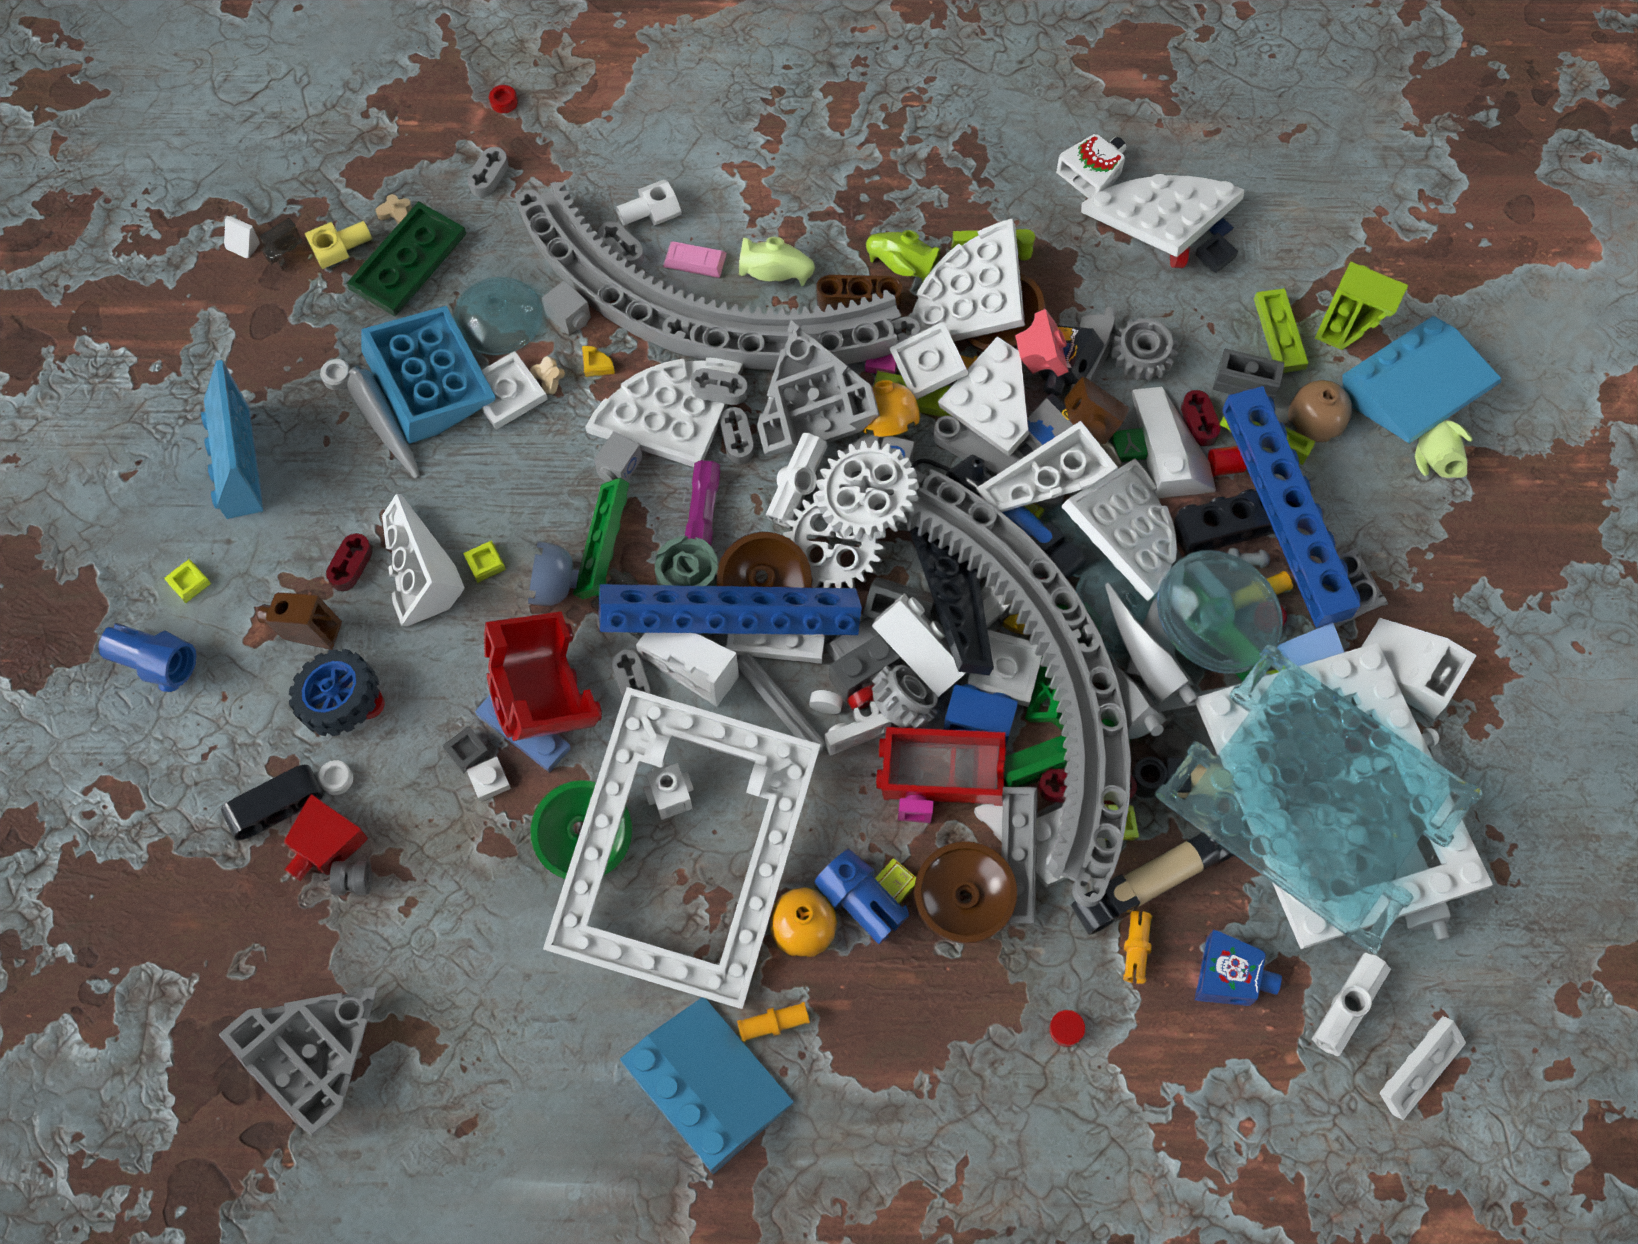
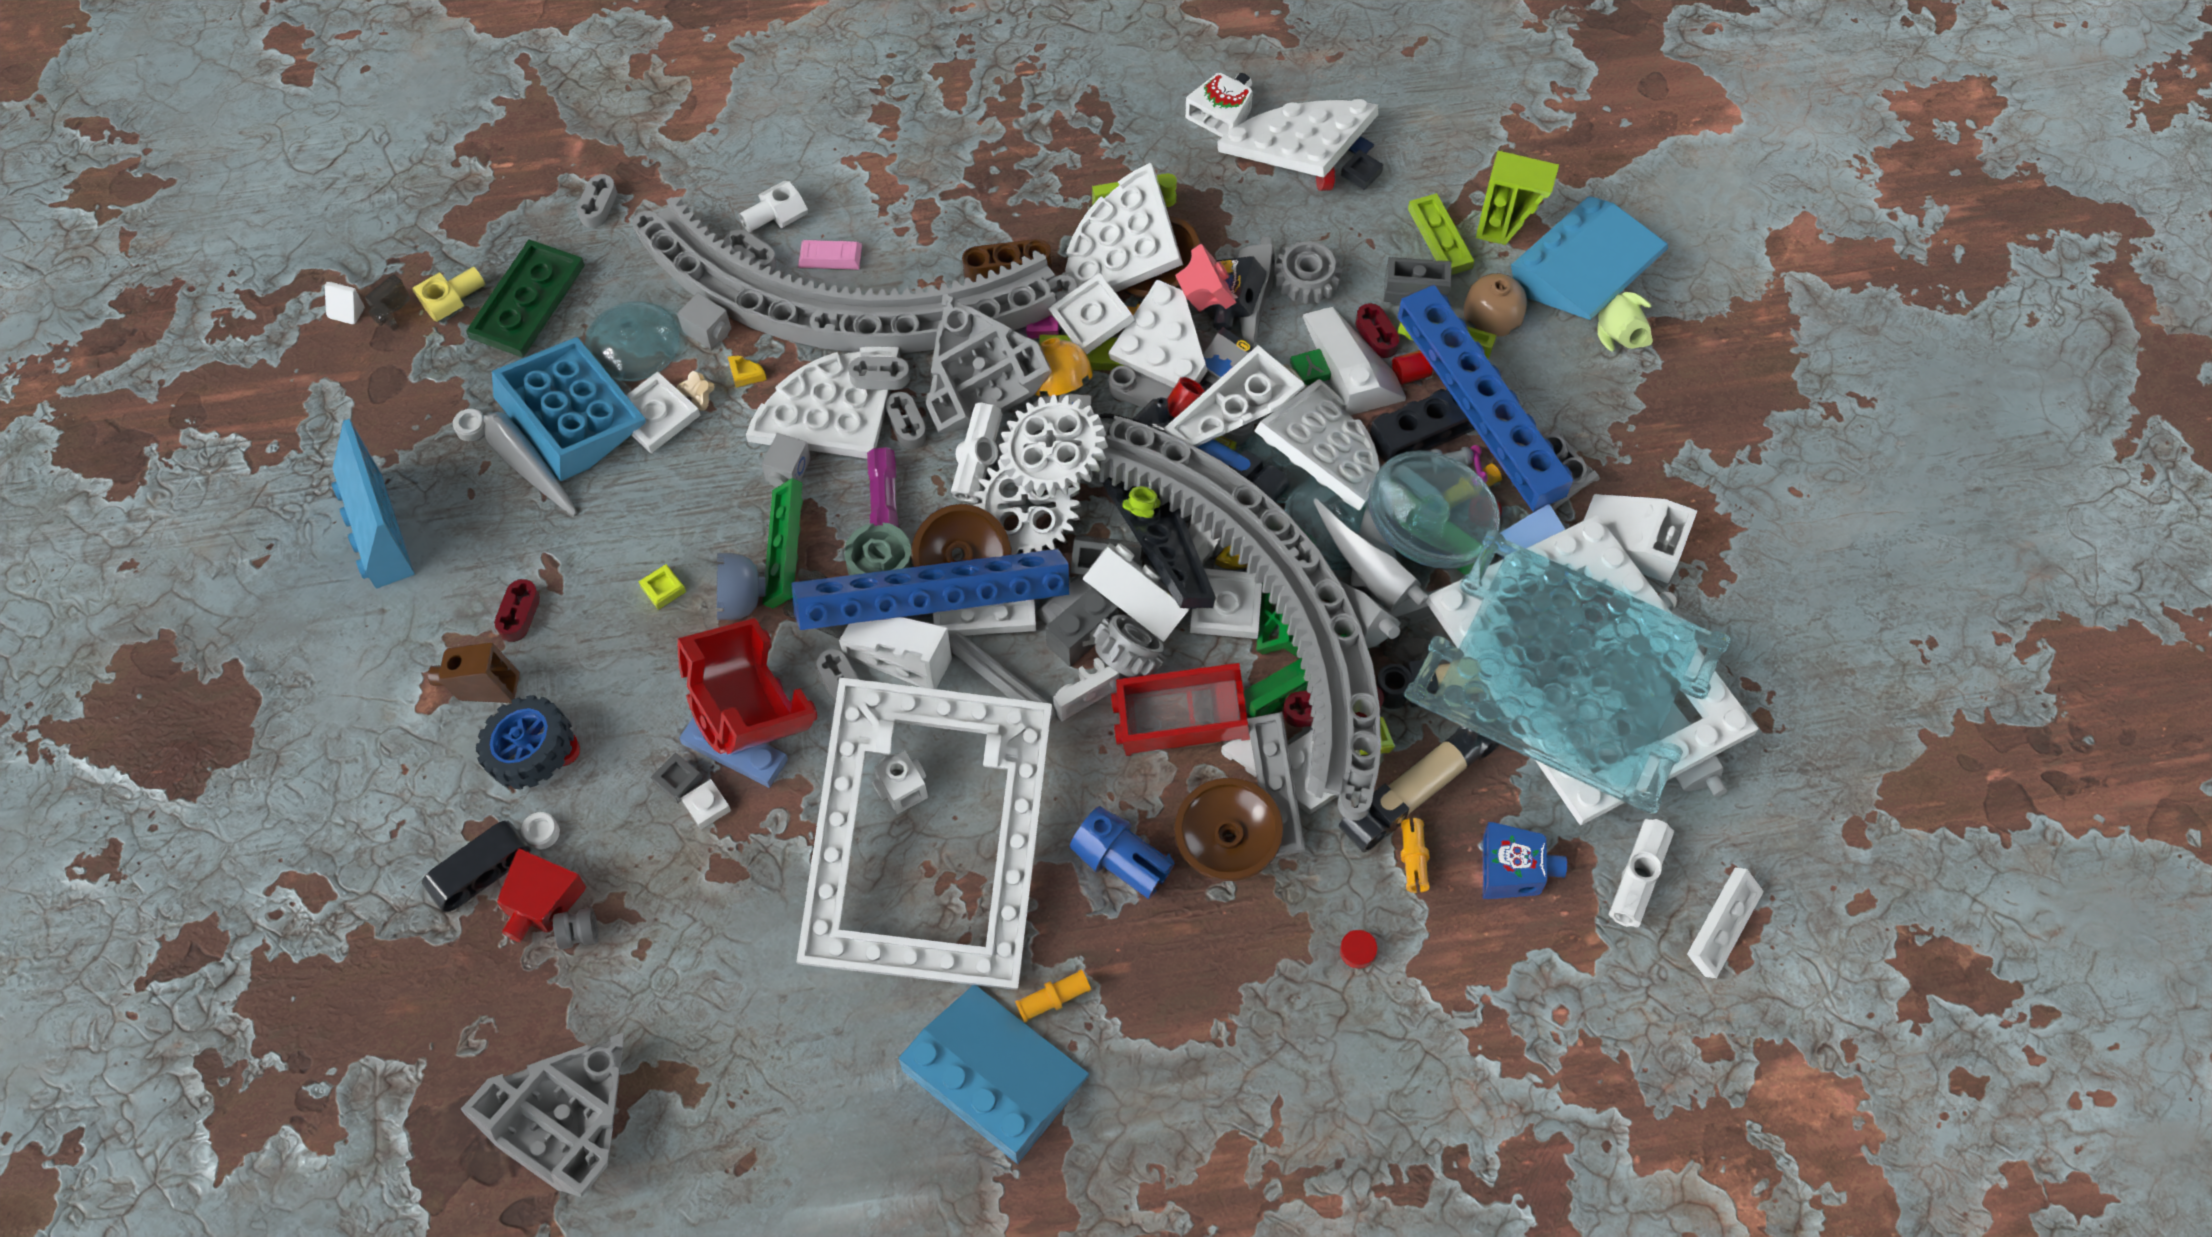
camera: 10 degrees left, 5 degrees down
(157, 658) = (326, 739): blue piece -> none
(187, 580) = (344, 657): neon yellow tile -> none
(394, 208) = (502, 250): tan piece -> none
(422, 570) = (597, 605): white wedge -> none
(503, 99) = (600, 127): red tile -> none
(554, 822) = (786, 829): green dish -> none
(774, 261) = (914, 242): yellowish green animal -> none
(799, 935) = (1065, 891): light orange cylinder -> none
(826, 702) = (1048, 667): white tile -> none
(861, 698) = (1084, 657): red tile -> none
(896, 880) = (1155, 831): neon yellow tile -> none
(903, 253) = (1045, 215): lime animal -> none
(915, 809) = (1161, 758): dark pink plate -> none
(942, 558) = (1142, 502): none -> lime plate
(979, 710) = (1208, 647): blue brick -> none
(1001, 457) = (1183, 395): none -> red beam
(1097, 410) = (1270, 333): reddish brown torso -> none
(1273, 557) = (1477, 452): none -> dark pink hinge

